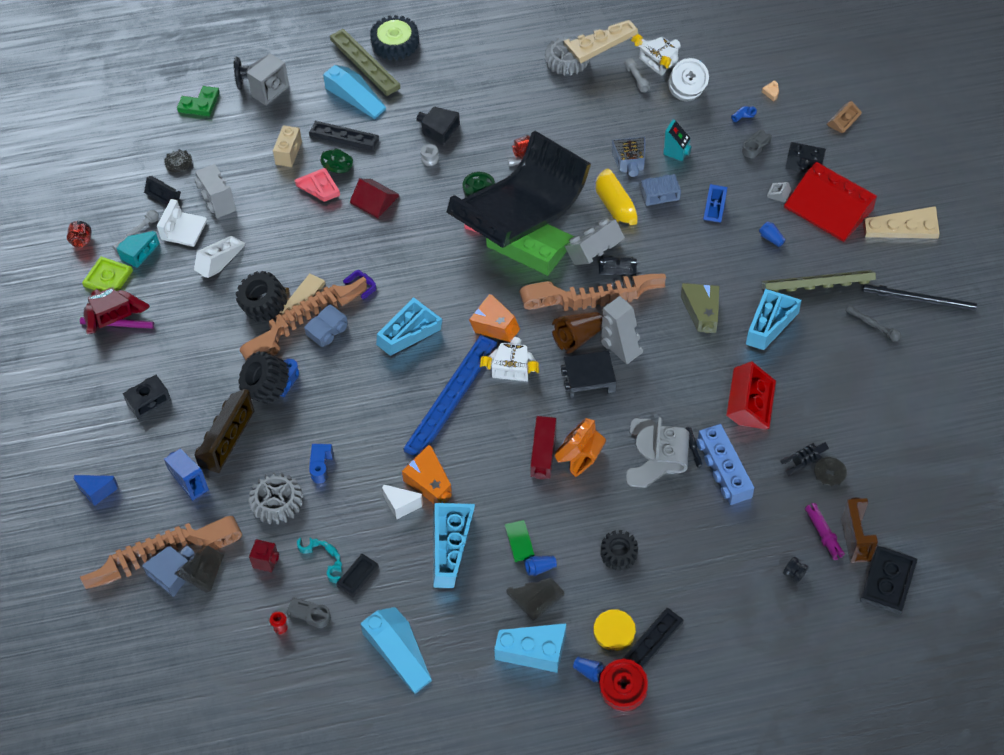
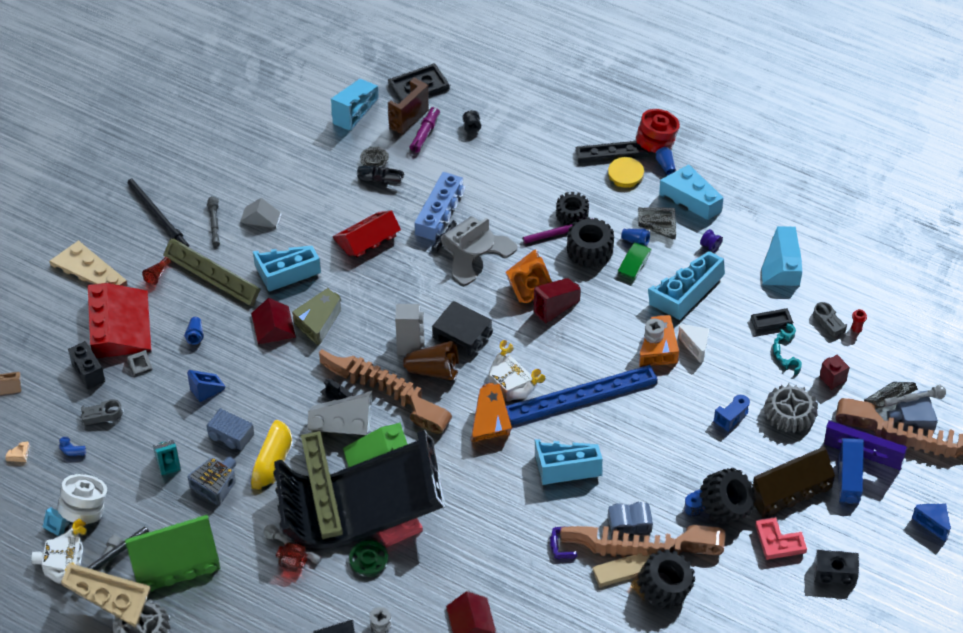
camera: 140 degrees left, 5 degrees down
(156, 588) = (937, 392): none -> light grey piece
(166, 512) = (887, 452): none -> dark purple piece
(204, 384) = (778, 545): none -> coral plate
(431, 469) = (655, 335): none -> light grey wheel
(472, 609) = (711, 240): none -> dark purple wheel
(556, 194) = (321, 485): none -> olive plate
(568, 508) = (590, 231): none -> black tyre
(591, 91) = (173, 553): none -> bright green slope
(610, 523) = (546, 234): none -> magenta bar
(633, 76) = (115, 551): none -> black bar
(731, 281) = (272, 322): none -> dark red slope
(846, 352) = (261, 214): none -> light grey slope
(855, 250) = (152, 274): none -> clear red cone
(908, 501) = (353, 103): none -> medium azure wedge

